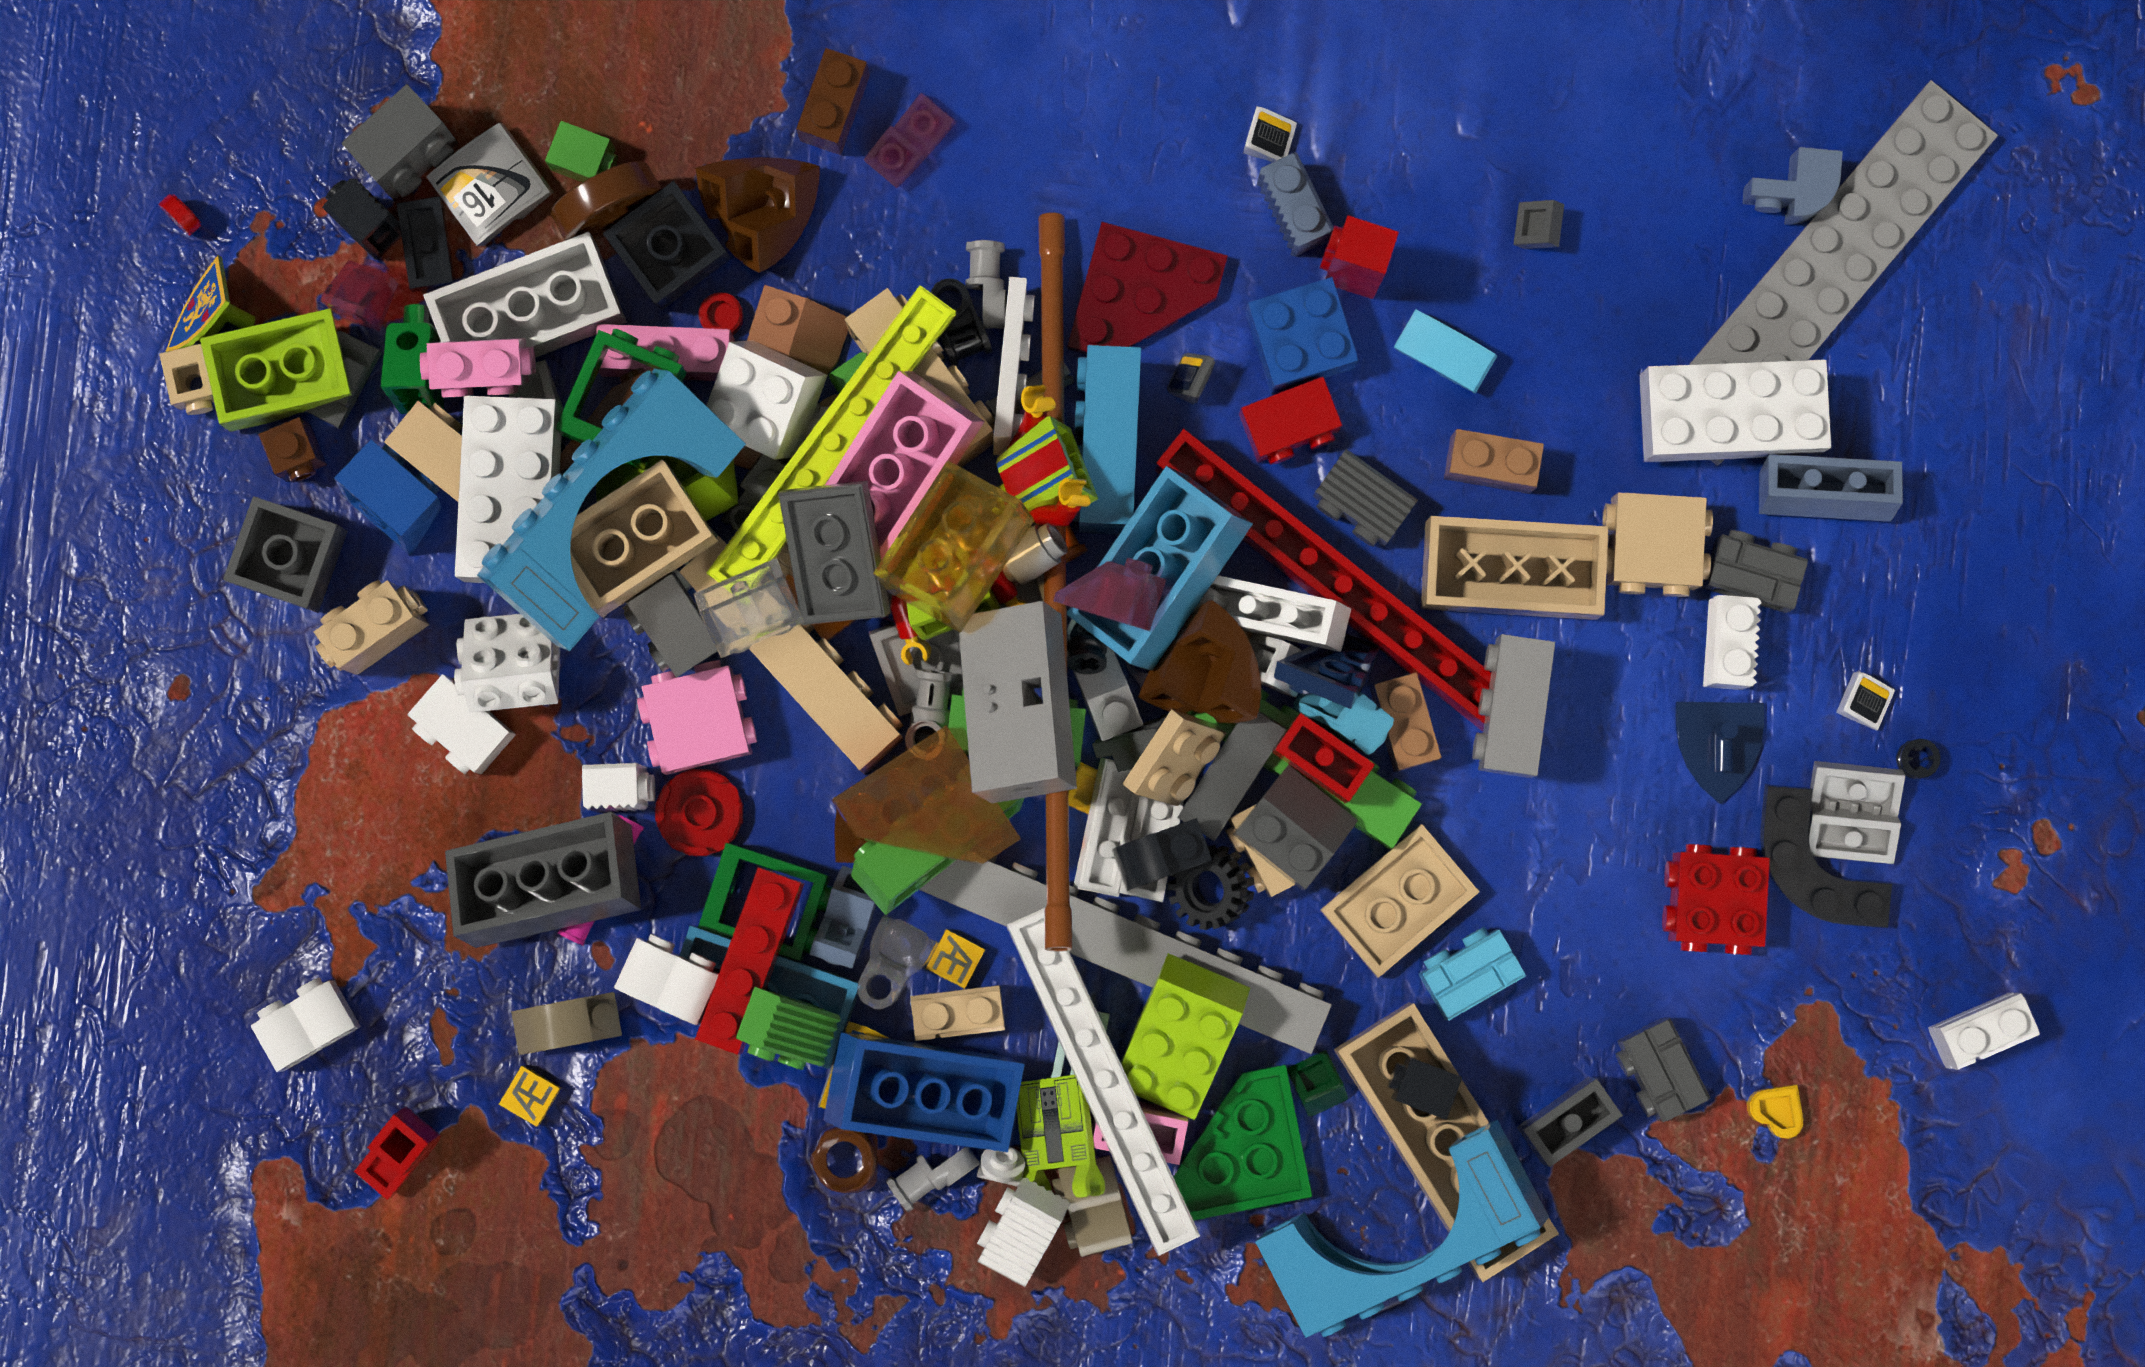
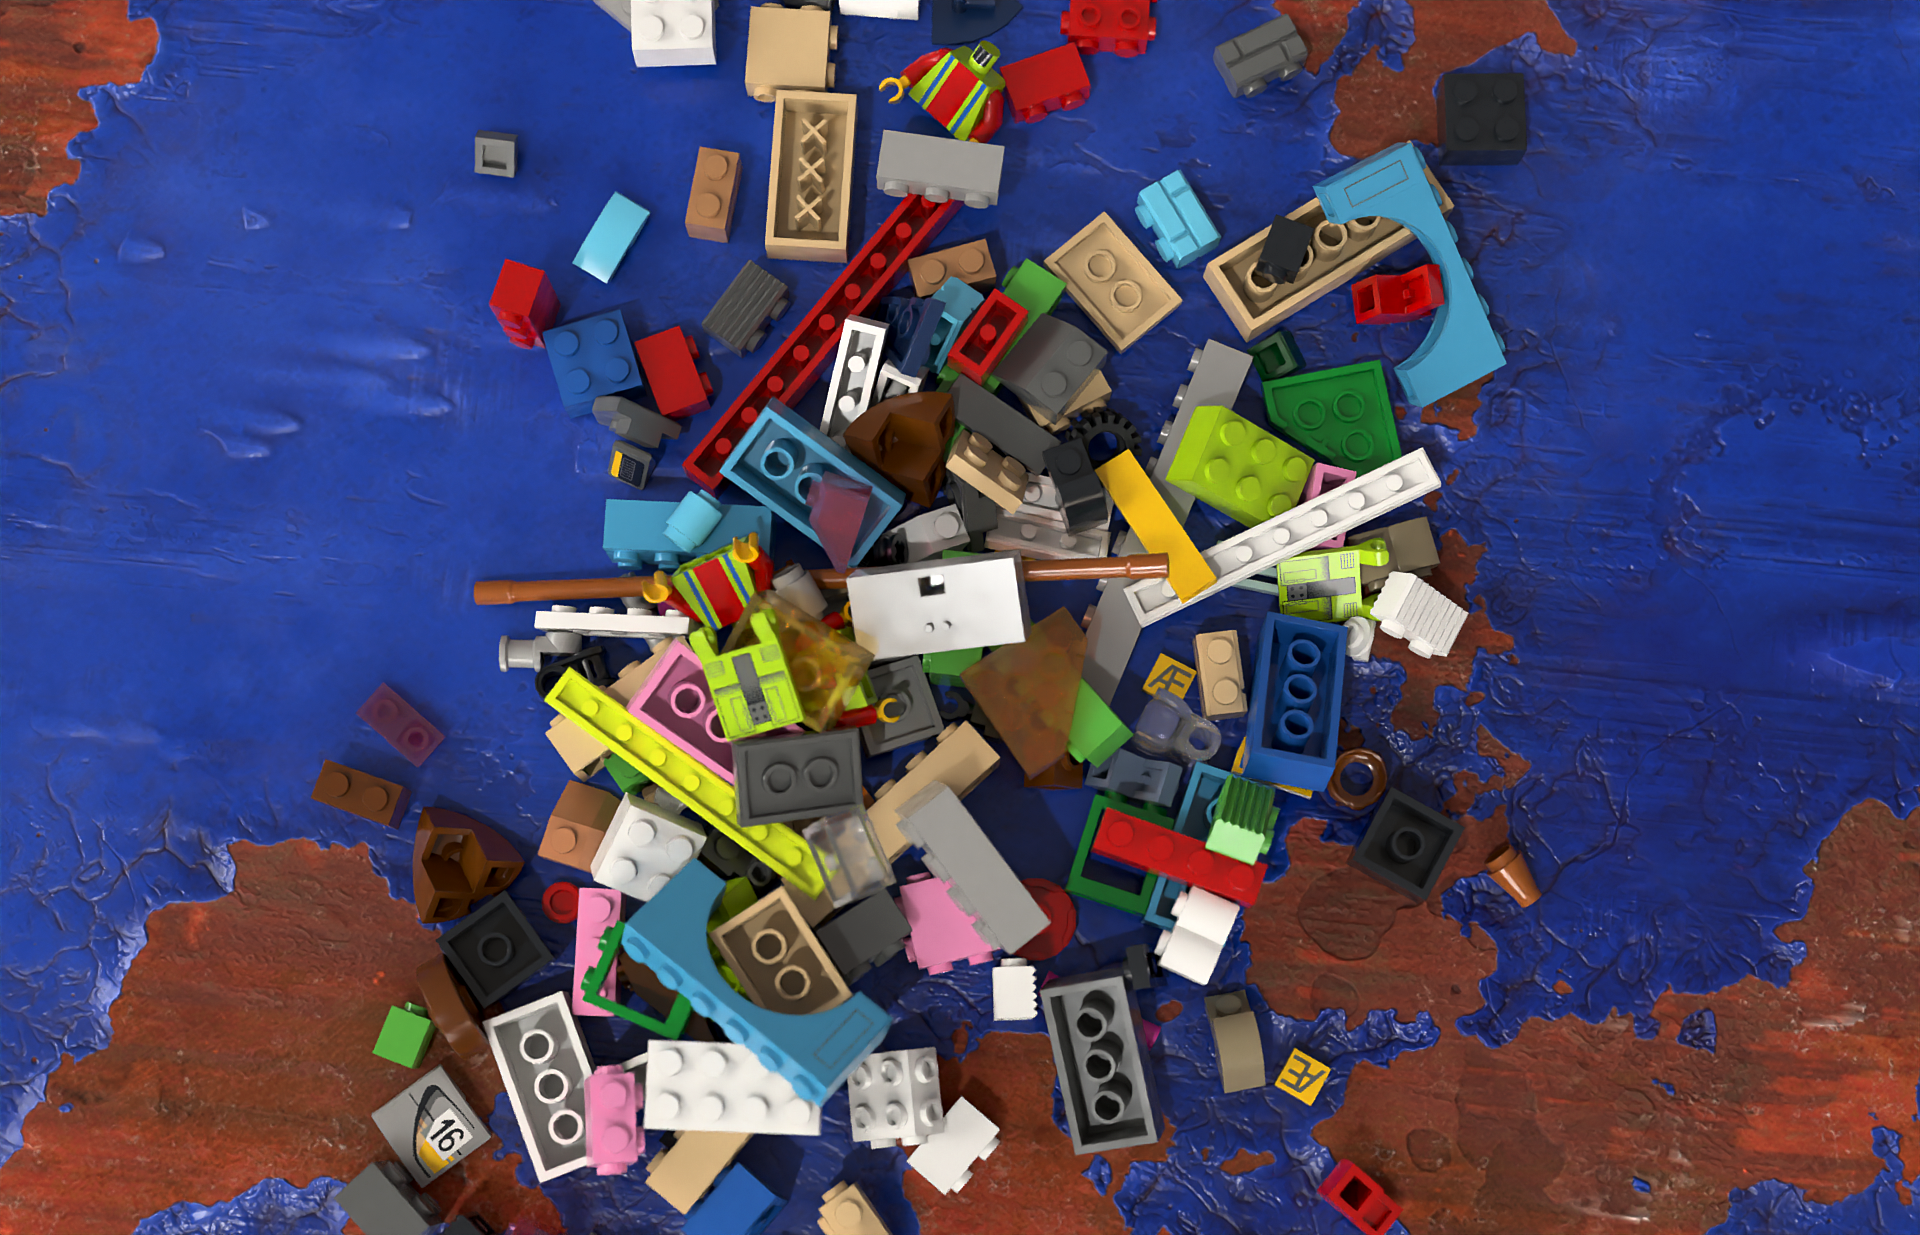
camera: 90 degrees left, 5 degrees down
(401, 360) = (614, 1196): green torso -> none
(426, 244) = (488, 1187): black plate -> none
(636, 920) = (1142, 968): none -> black hinge
(737, 737) = (972, 866): none -> light grey brick
(743, 1327) = (1512, 873): none -> dark orange cone
(770, 1210) = (1405, 845): none -> black brick
(923, 1178) = (1370, 708): light grey connector -> none
(927, 498) = (752, 683): none -> lime flag
(930, 709) = (944, 698): light grey connector -> none
(1113, 439) = (693, 520): none -> medium azure brick
(1116, 941) = (1155, 524): none -> yellow tile
(1141, 287) = (545, 512): dark red plate -> none
(1231, 380) = (634, 421): none -> dark grey plate
(1269, 135) = (406, 394): slope -> none
(1295, 204) = (472, 369): sand blue brick -> none
(1383, 1217) = (1398, 297): none -> red brick
(1569, 1121) = (1308, 134): dark grey brick -> none
(1591, 1318) = (1481, 119): none -> black brick
(1612, 729) = (957, 89): none -> torso
(1626, 827) = (1045, 84): none -> red brick

